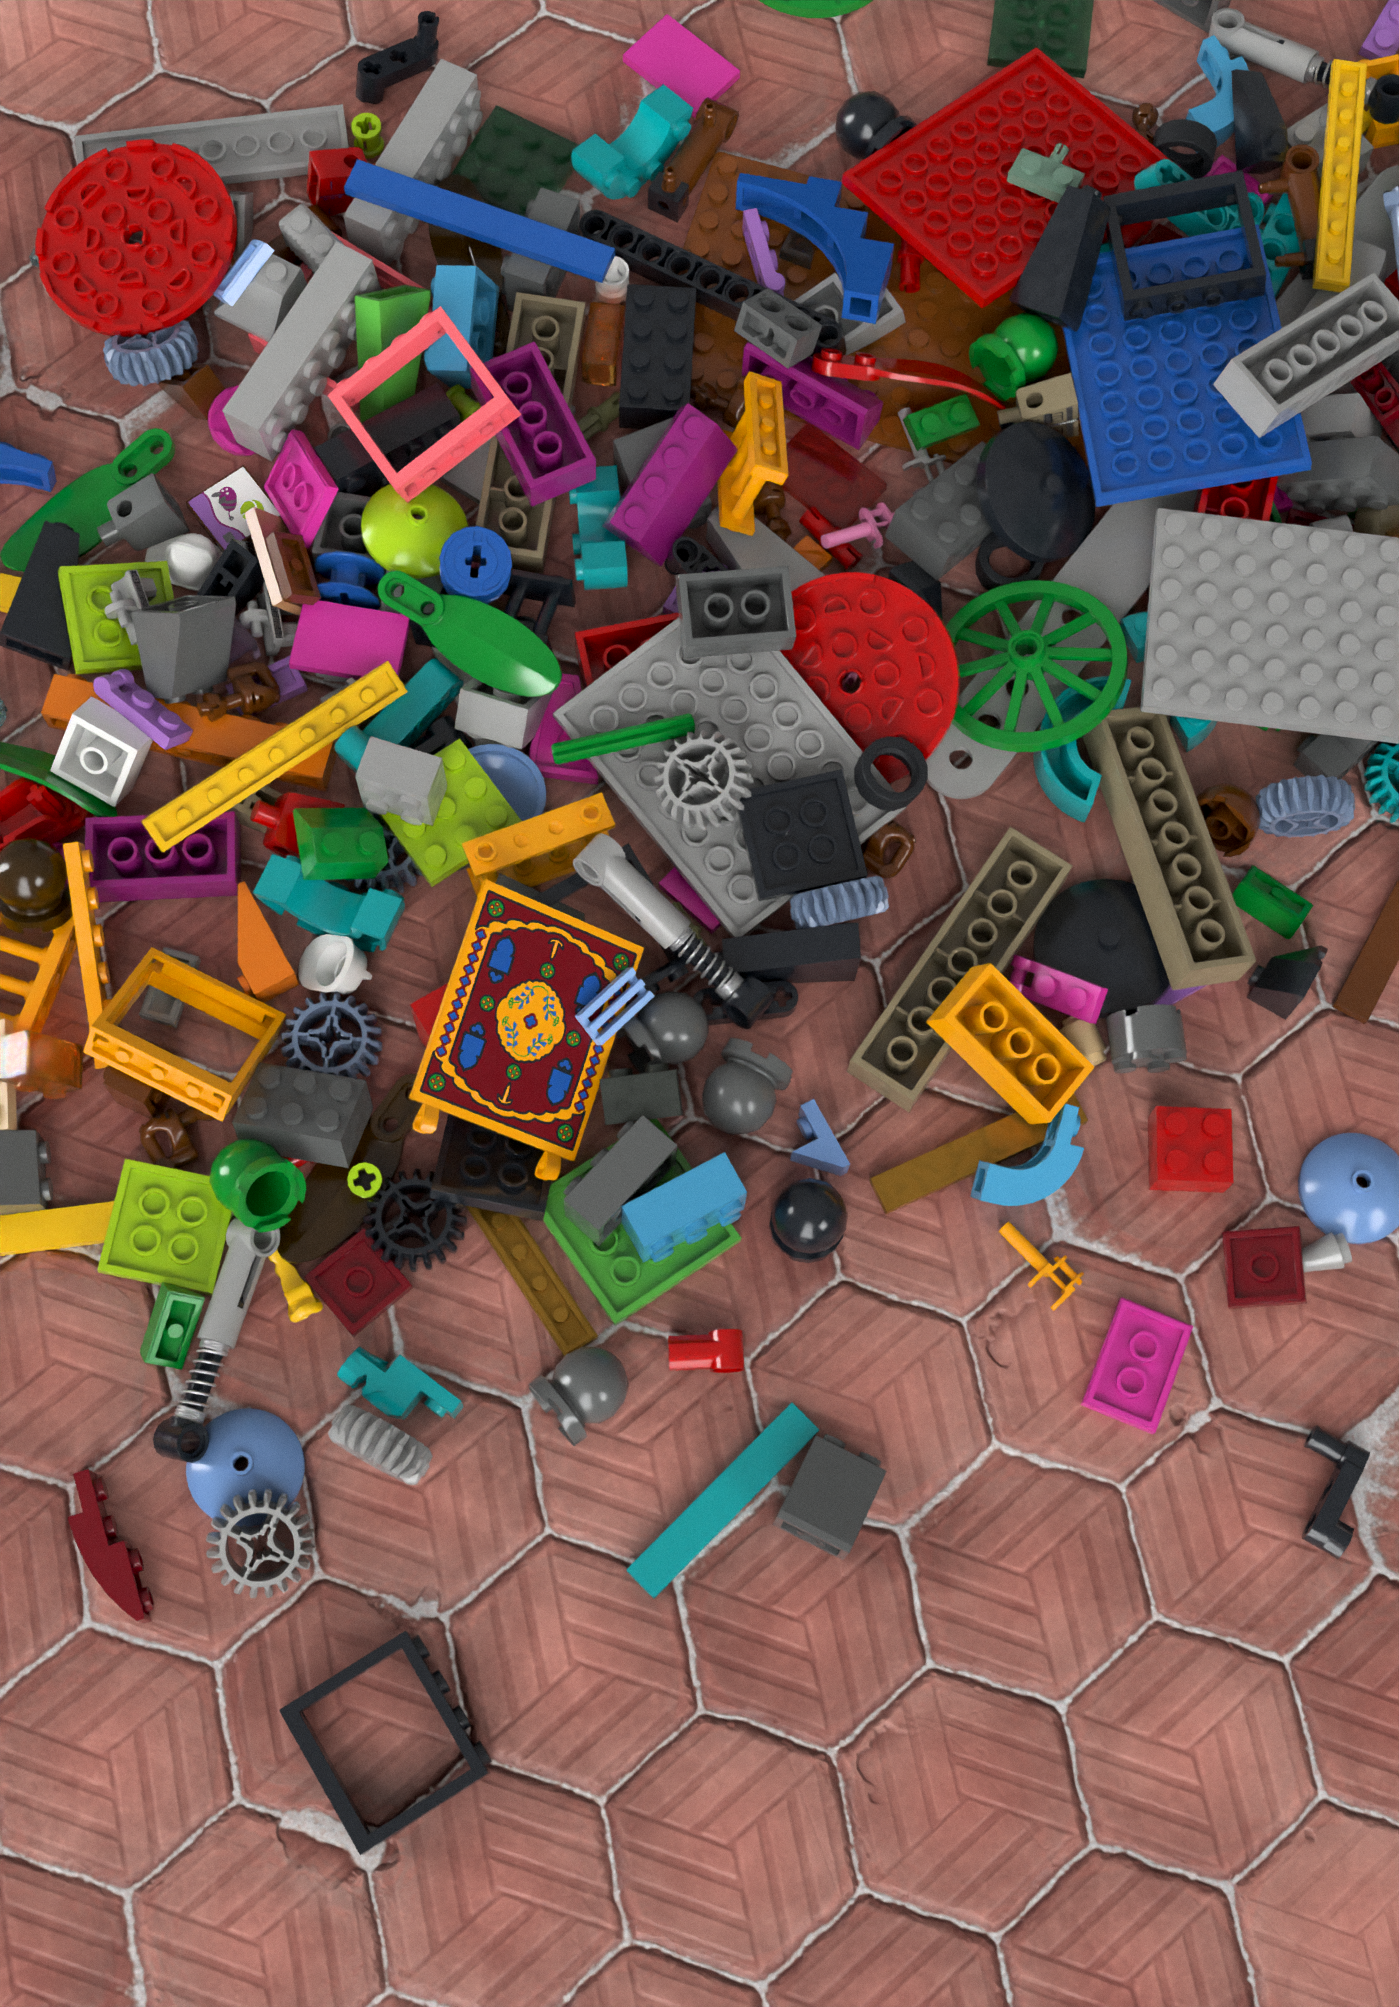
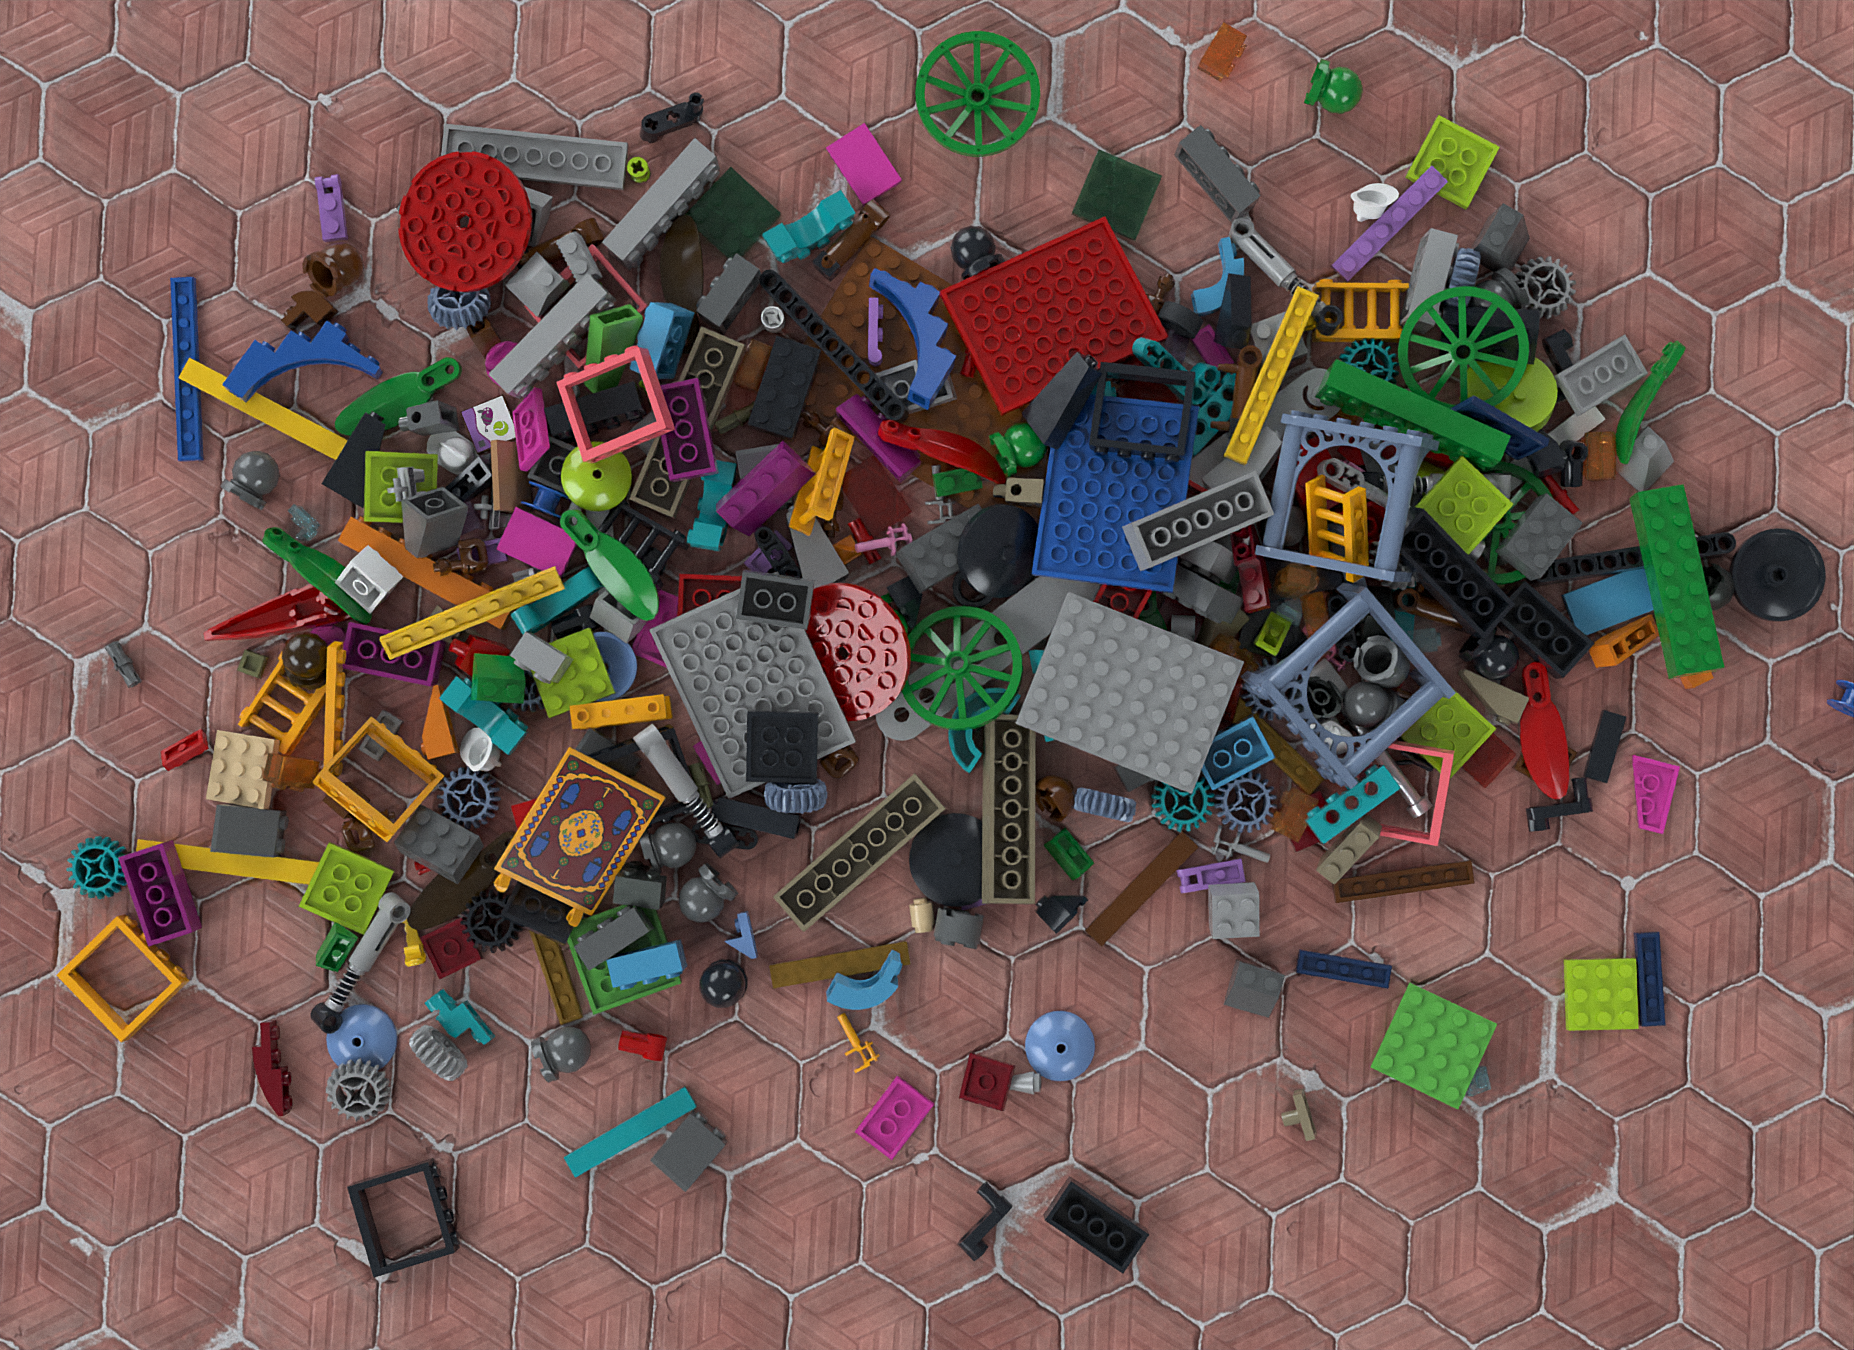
camera: 20 degrees right, 15 degrees up
(142, 709) = (398, 559): medium lavender plate -> none
(243, 271) = (527, 268): light blue tile -> none
(257, 1184) = (399, 883): green tile -> none
(293, 568) = (511, 489): reddish brown plate -> none
(327, 176) = (604, 202): red torso -> none
(354, 1175) = (462, 896): lime bush -> none
(457, 561) = (633, 528): blue piece -> none
(479, 221) = (688, 270): blue tile -> none
(622, 738) = (687, 659): green axle -> none
(636, 987) = (642, 837): light blue tile -> none
(718, 753) = (717, 688): light grey gear -> none
(777, 328) = (856, 404): dark grey brick -> none
(797, 250) = (900, 328): clear smoke tile -> none
(909, 756) = (866, 722): black tyre -> none
(1010, 1044) = (869, 915): light orange brick -> none
(1044, 174) = (1075, 326): sand green plate -> none
(1058, 989) = (913, 881): dark pink plate -> none
(1190, 1149) = (965, 999): red brick -> none

